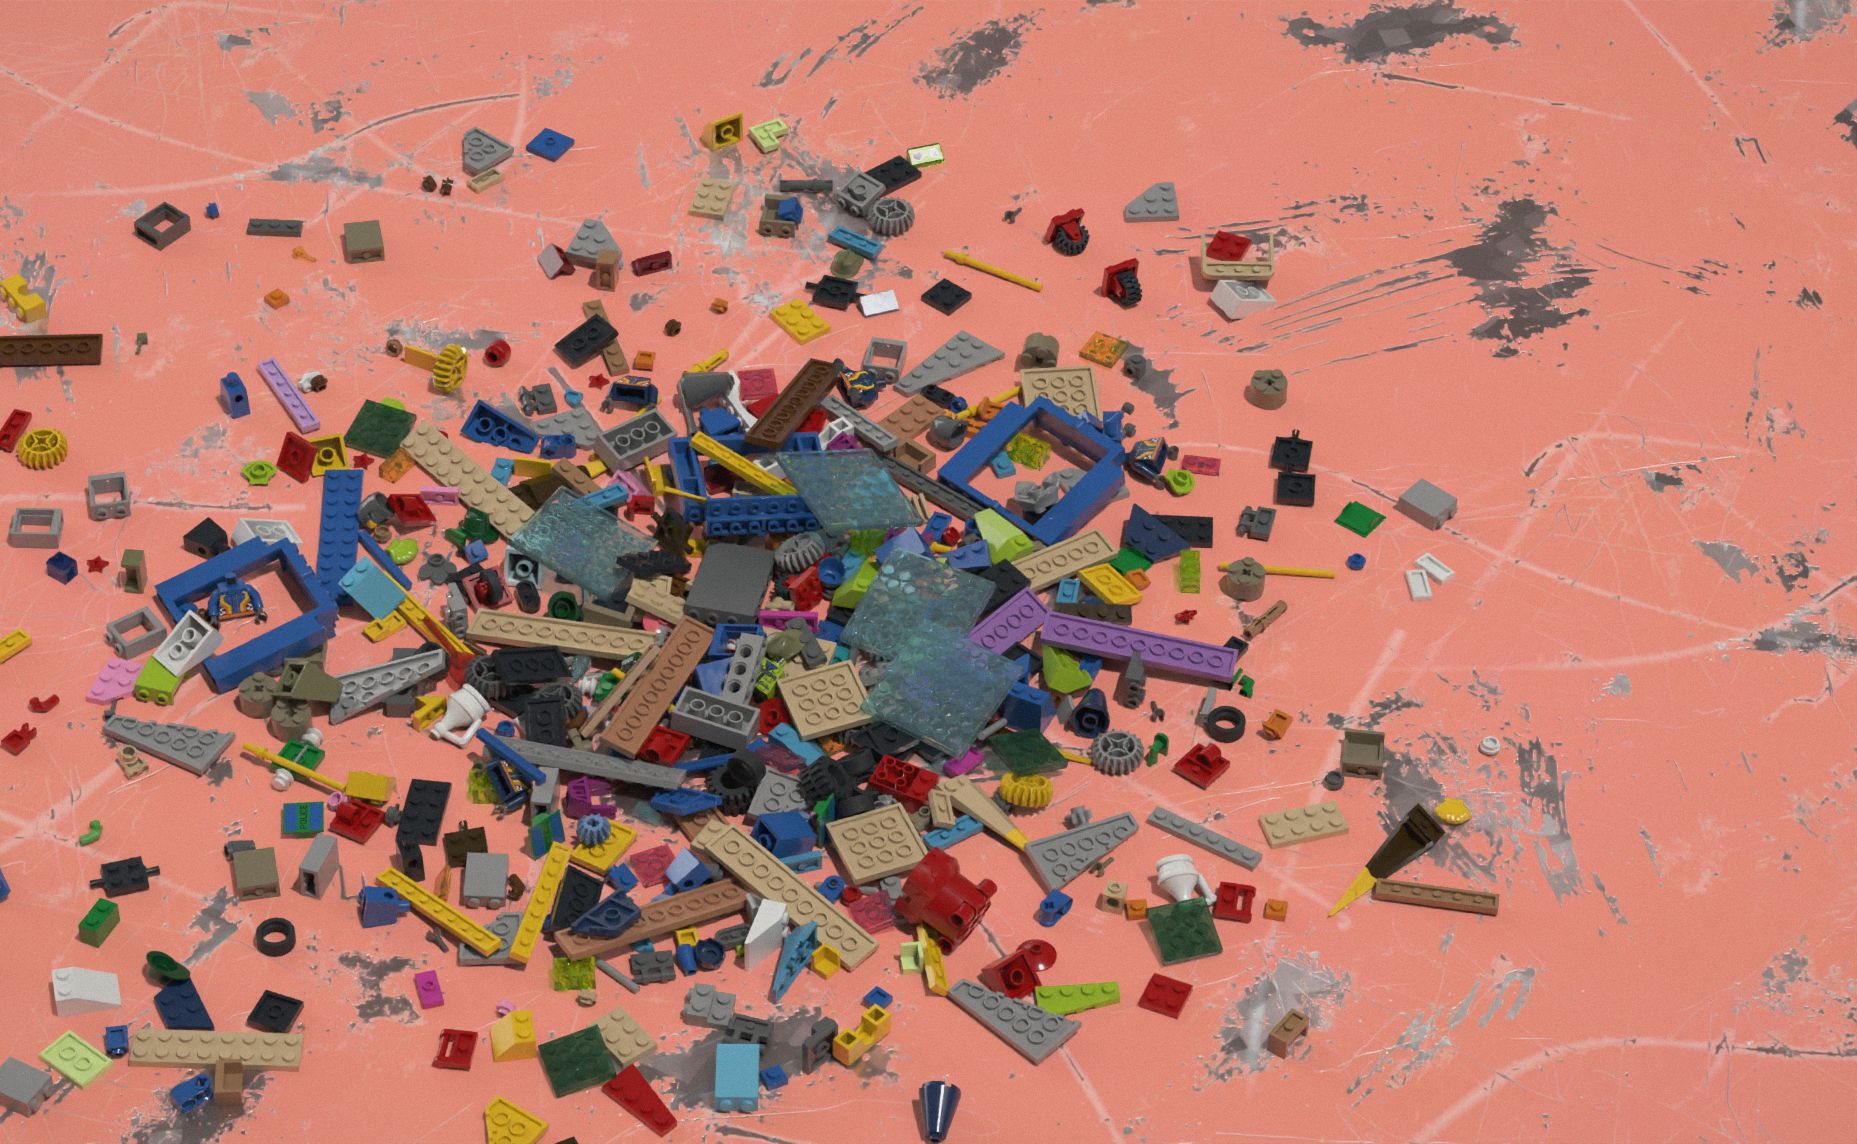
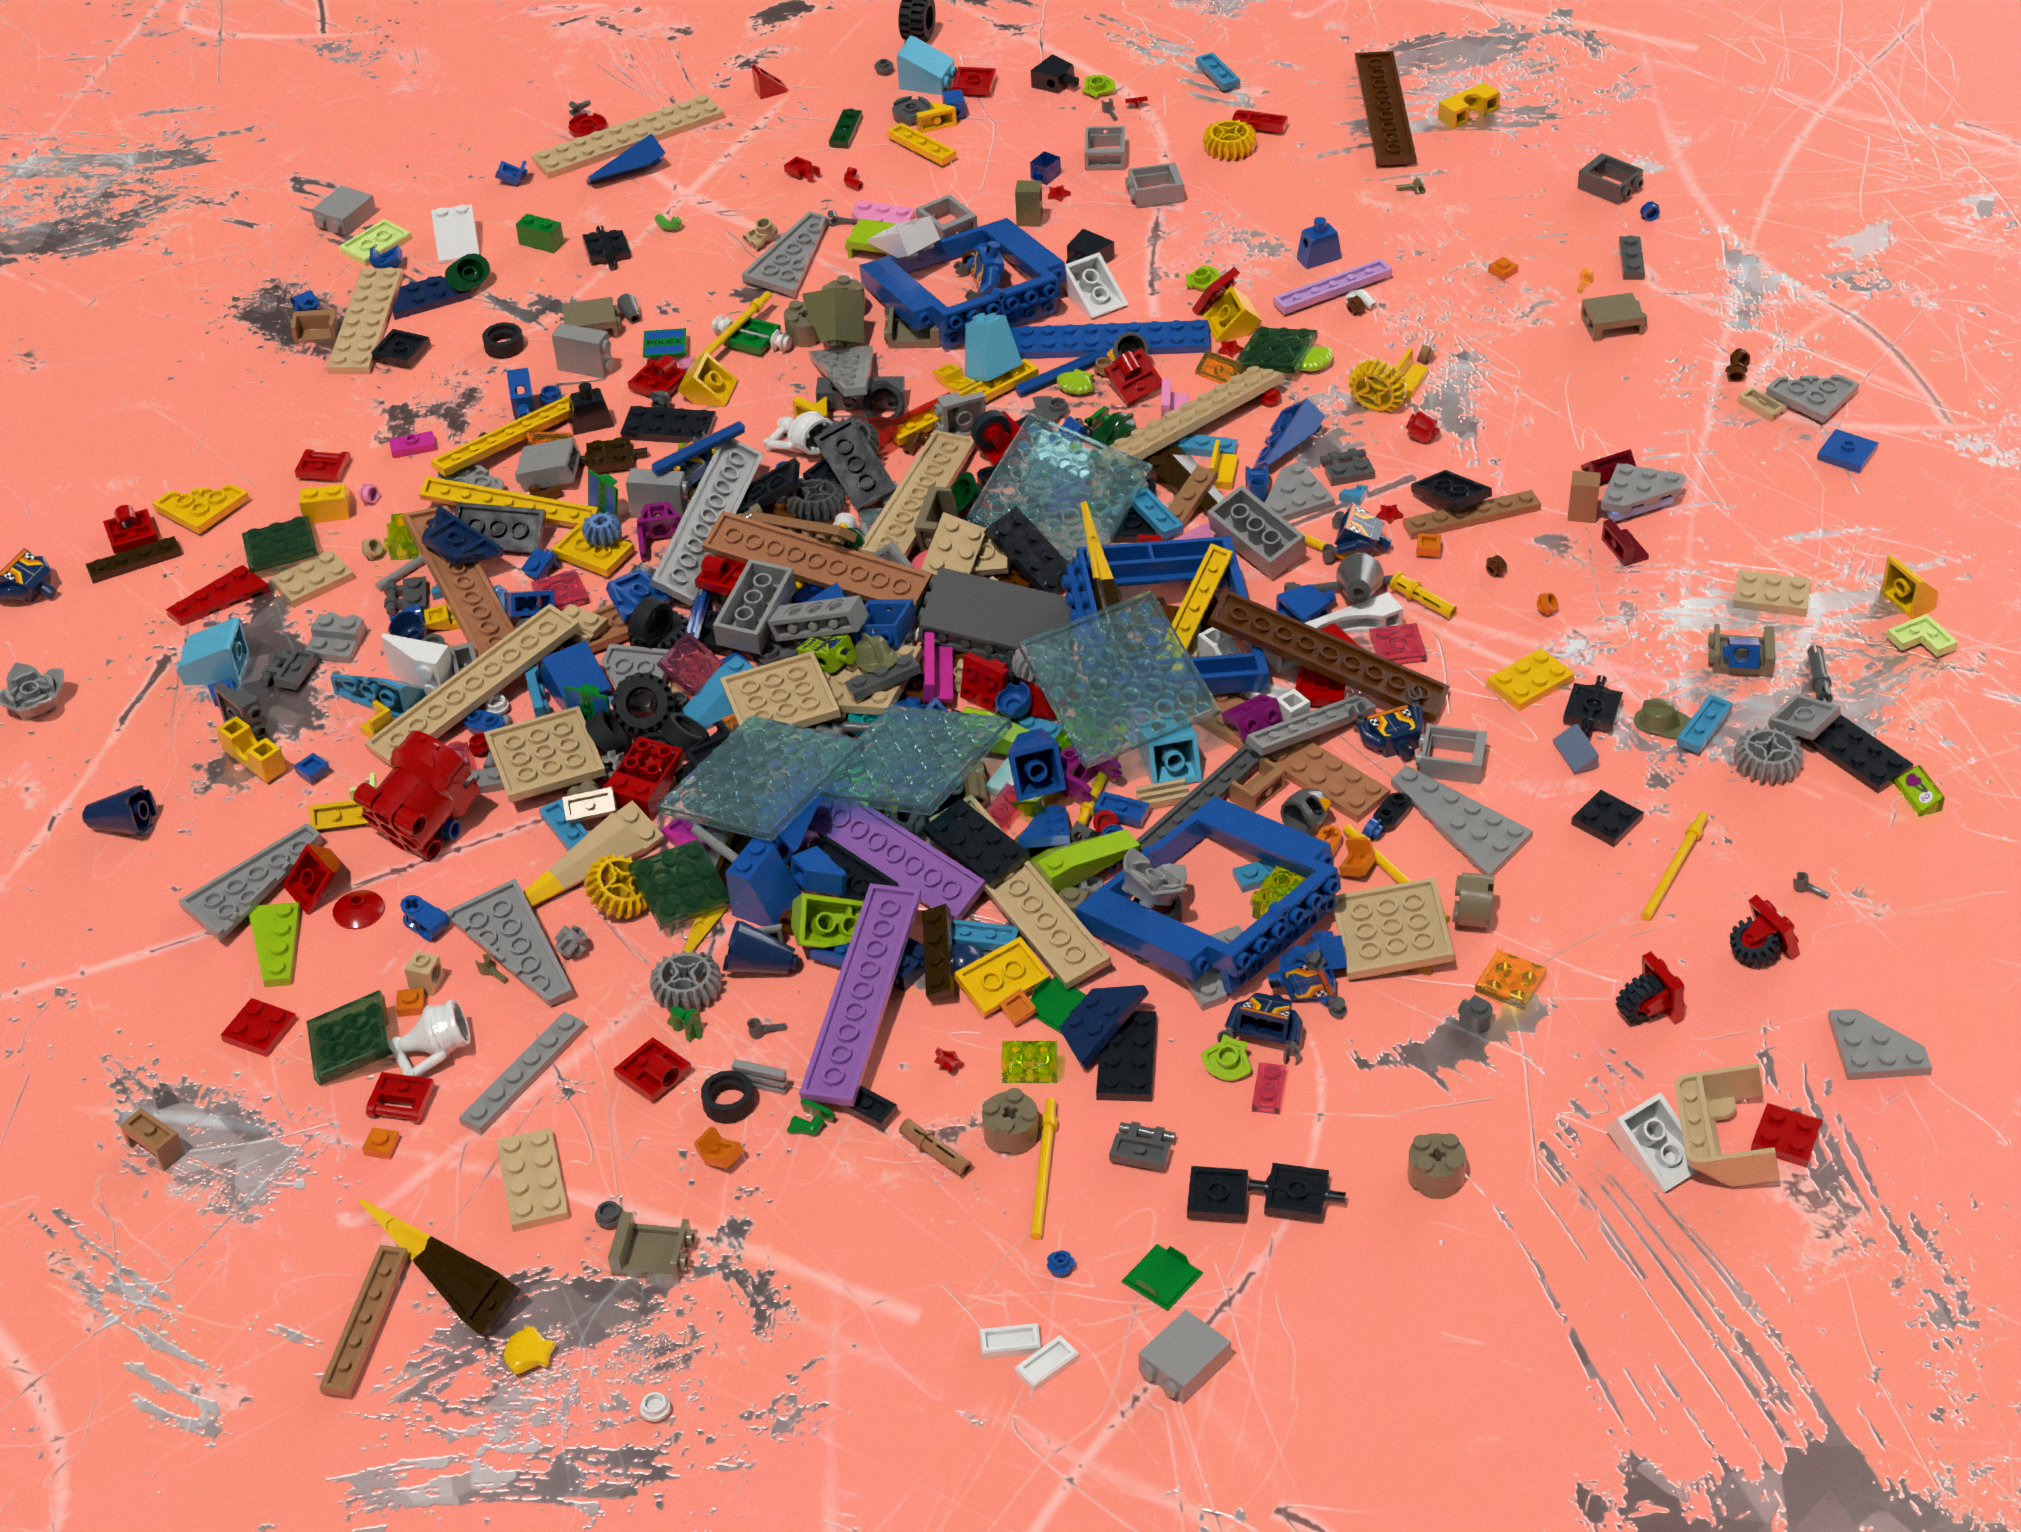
camera: 95 degrees right, 0 degrees up
(1134, 682) = (802, 989): dark grey plate -> none

